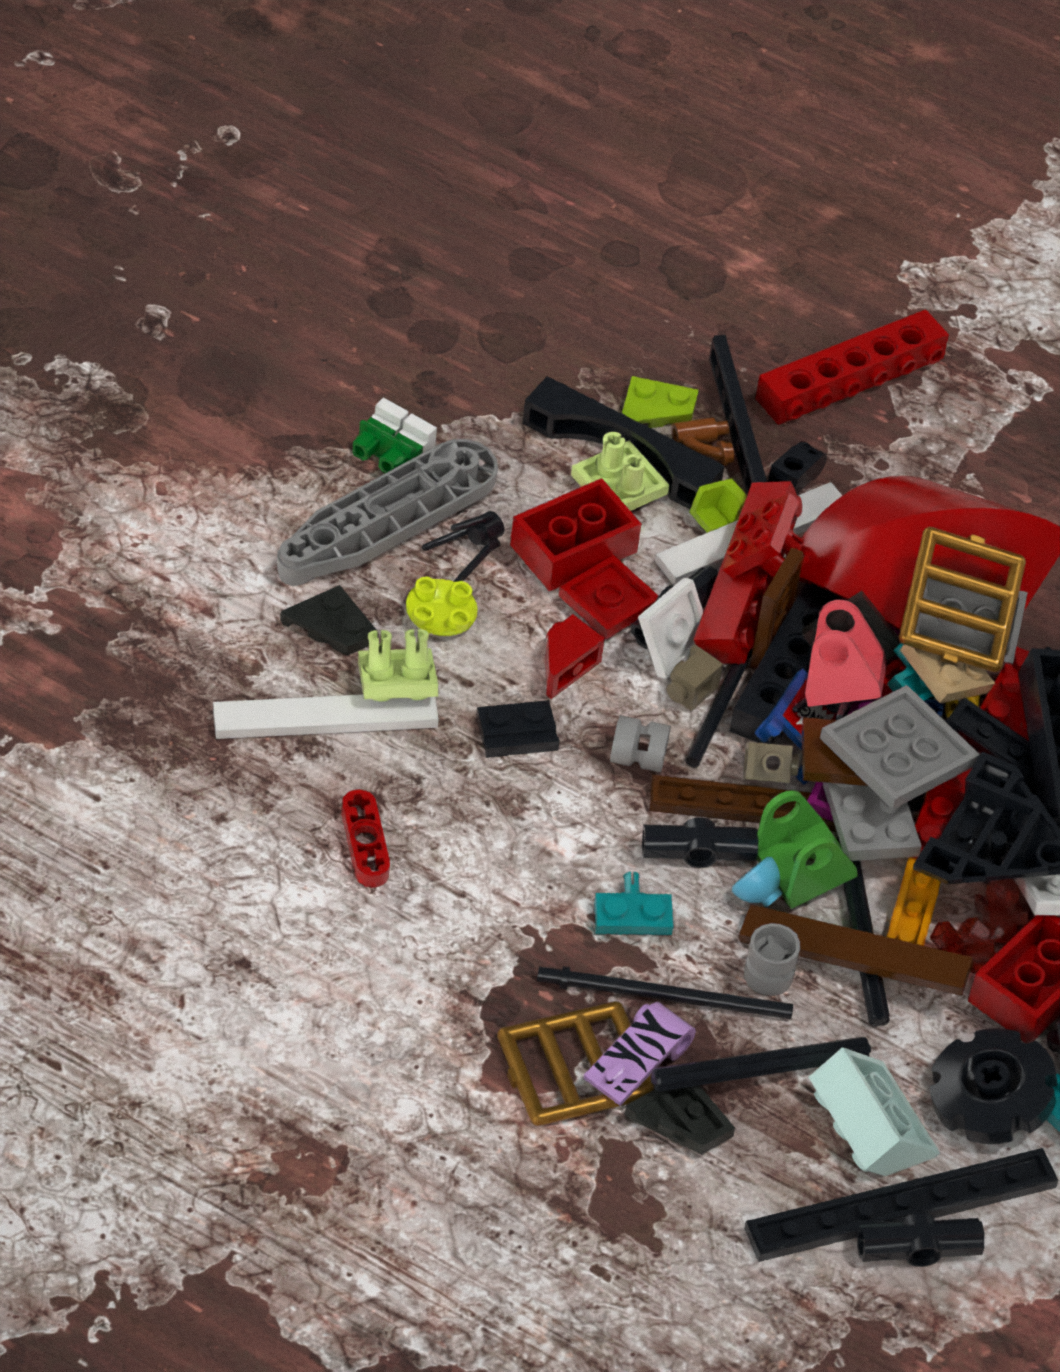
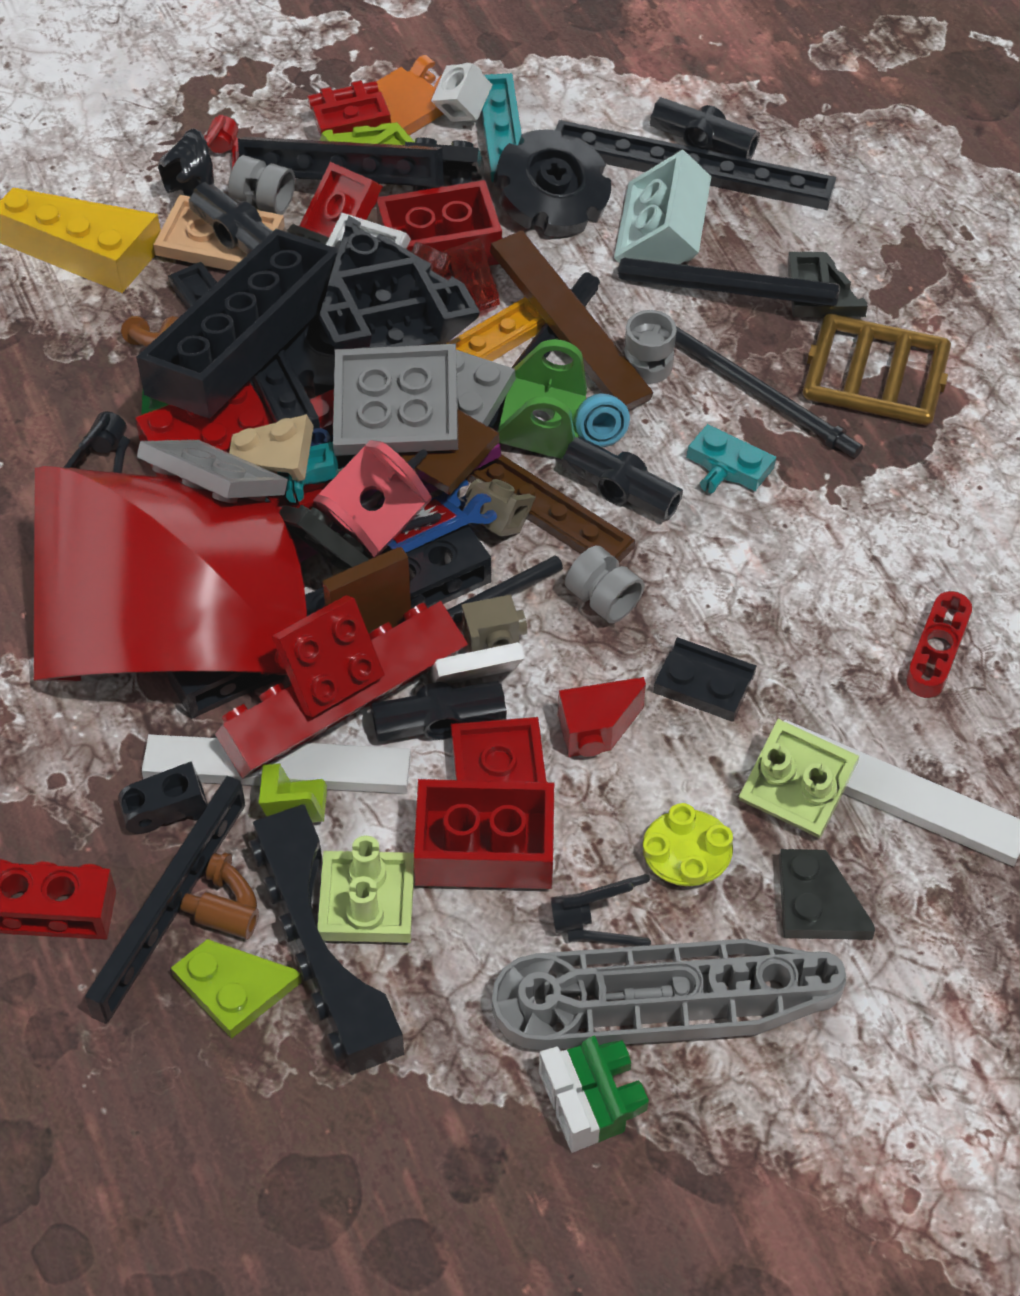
camera: 140 degrees left, 5 degrees up
(639, 1050) = (797, 338): lavender door -> none
(917, 604) = (224, 471): pearl gold bar -> none

